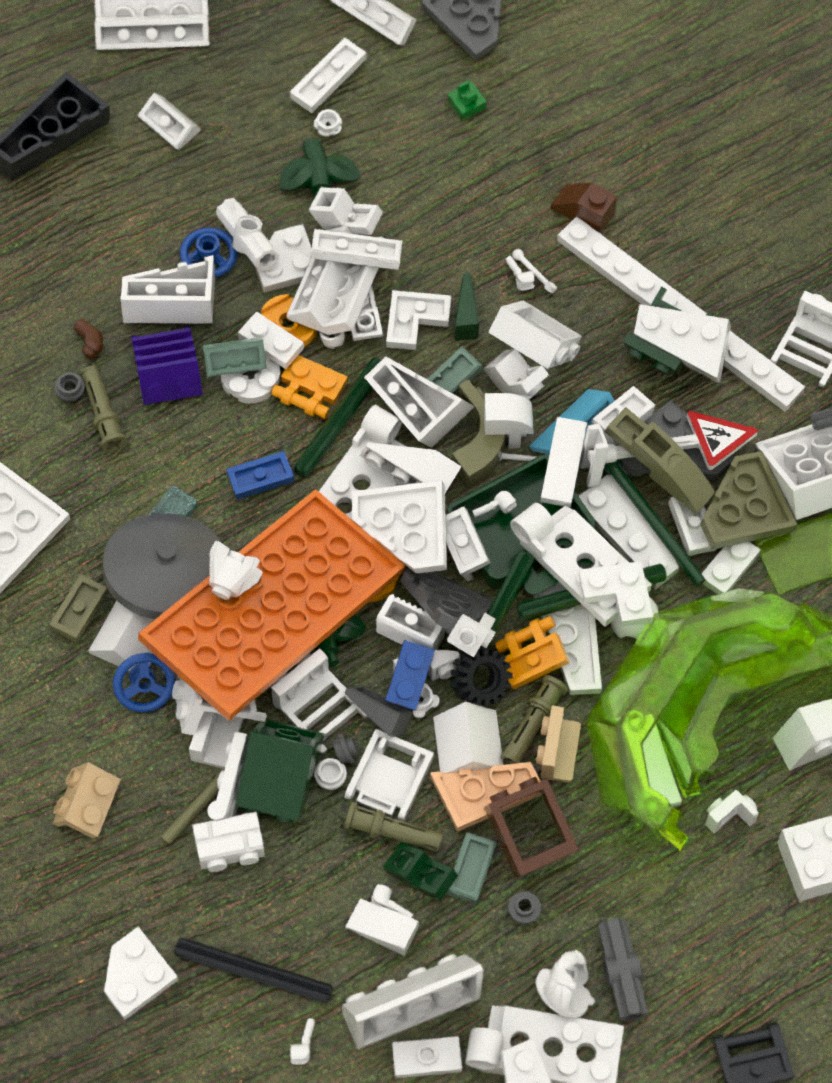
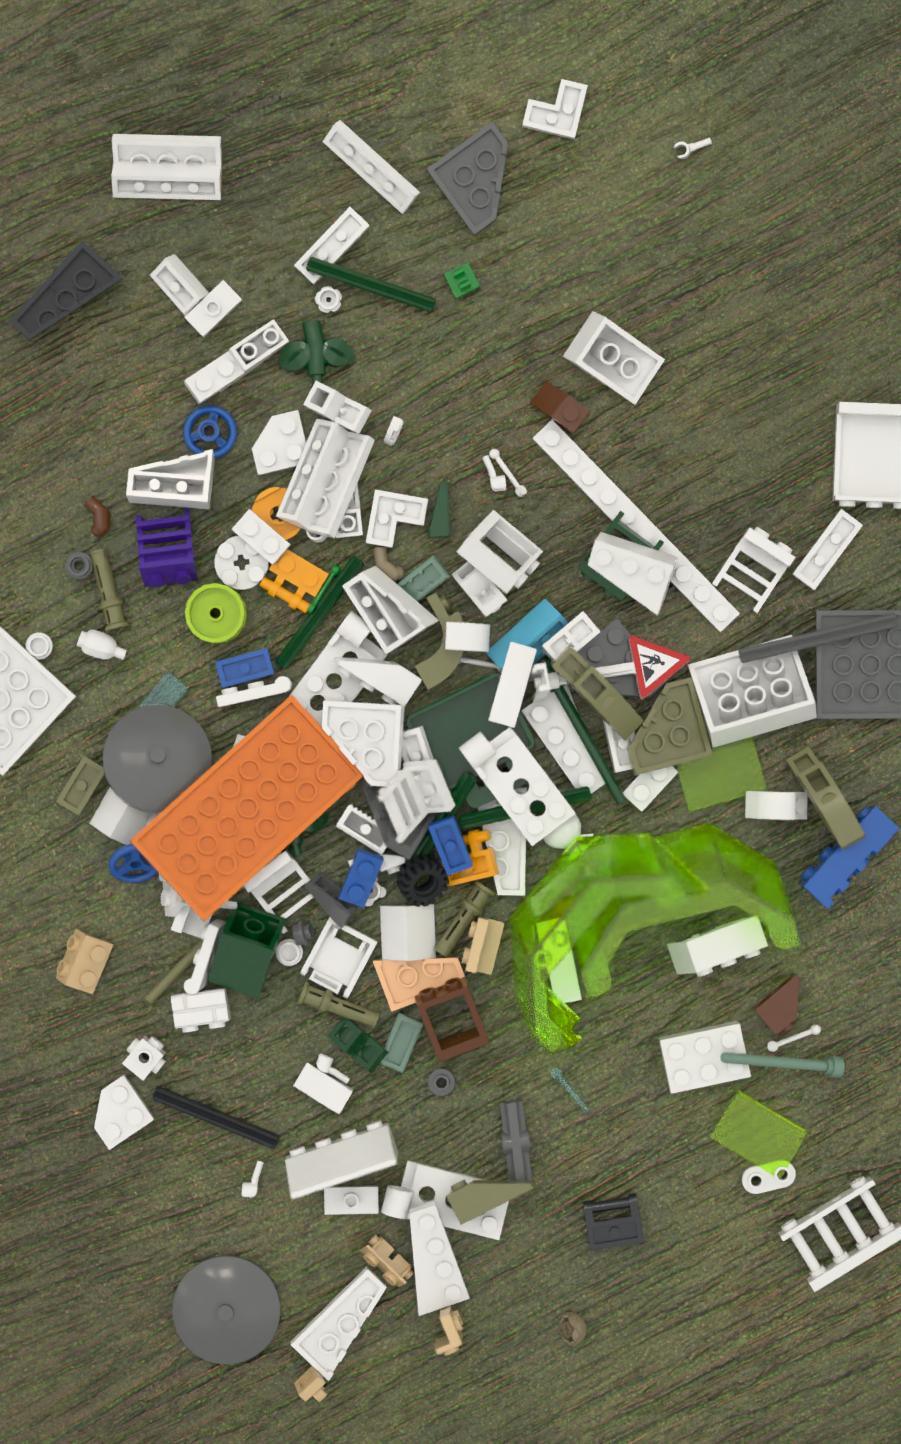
camera: 10 degrees right, 25 degrees up
(27, 468) = (39, 645): none -> white plate
(95, 462) = (100, 645): none -> white plant
(163, 899) = (136, 1061): none -> white brick
(206, 140) = (213, 308): none -> white plate
(225, 417) = (207, 599): none -> lime wheel
(231, 571) = (211, 789): white brick -> none
(234, 356) = (227, 555): sand green plate -> none
(239, 181) = (236, 362): none -> white slope
(247, 234) = (250, 436): white piece -> none
(272, 498) = (255, 691): none -> white plate
(353, 375) = (335, 570): none -> green hinge
(356, 249) = (343, 453): white tile -> none
(372, 103) = (370, 284): none -> dark green axle
(404, 358) = (381, 561): none -> dark tan arm
(408, 235) = (393, 431): none -> white tile
(468, 570) = (414, 794): none -> white plate
(470, 635) = (416, 859): white bracket -> none
(503, 500) = (457, 716): white hand -> none
(511, 629) = (450, 845): none -> blue plate
(563, 985) = (467, 1156): white hair -> none
(594, 1025) = (481, 1196): none -> olive slope
(625, 585) = (551, 817): white plate -> none
(635, 154) = (613, 357): none -> white slope
(661, 891) = (556, 1074): none -> clear light blue hinge
(723, 810) = (614, 1012): white bracket -> none

